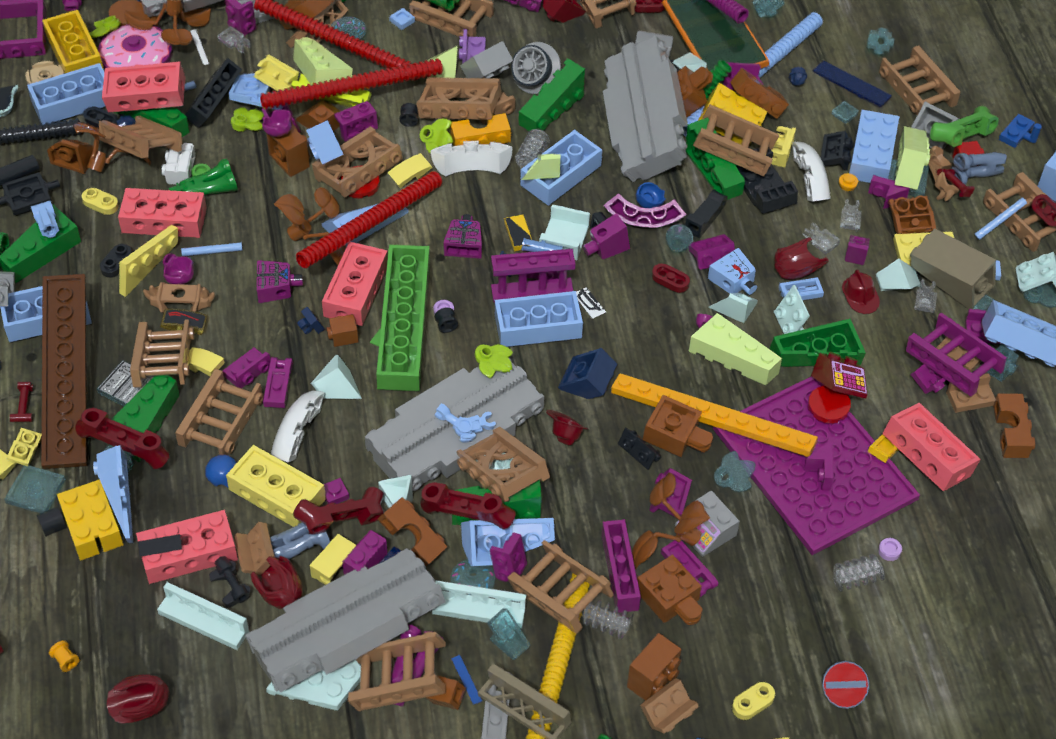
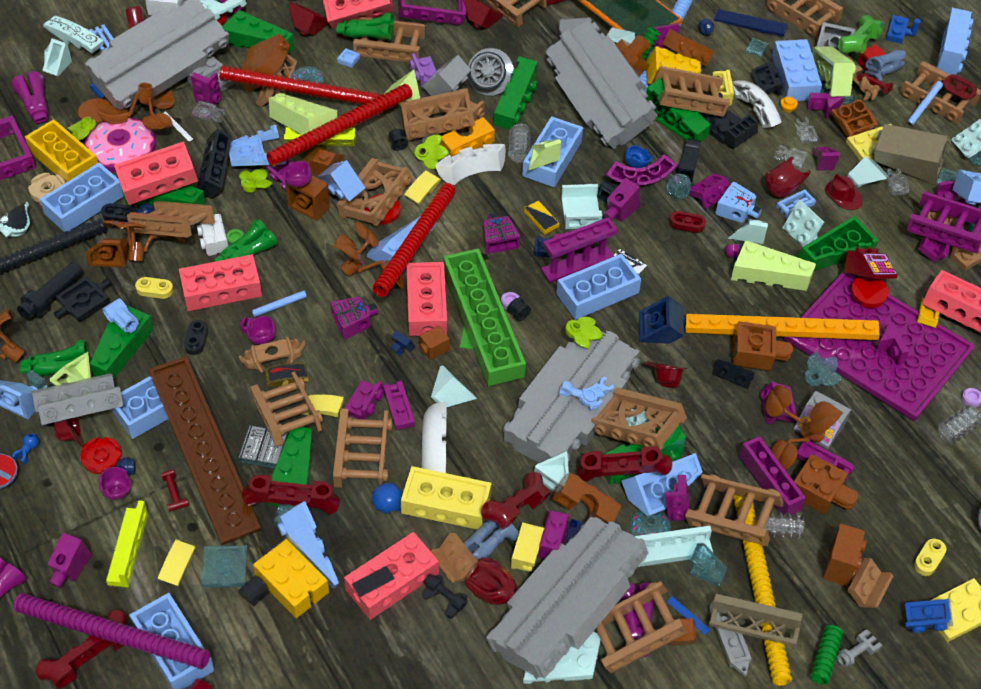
camera: 20 degrees left, 0 degrees up
(24, 447) = (196, 530): light yellow slope -> none
(144, 259) = (225, 329): light yellow wing -> none
(203, 616) = (433, 633): light aqua fence -> none
(276, 73) = (266, 132): light yellow hinge -> none
(336, 491) = (499, 487): magenta plate -> none
(356, 120) = (357, 153): magenta bracket -> none
(536, 246) = (570, 224): medium blue pin -> none

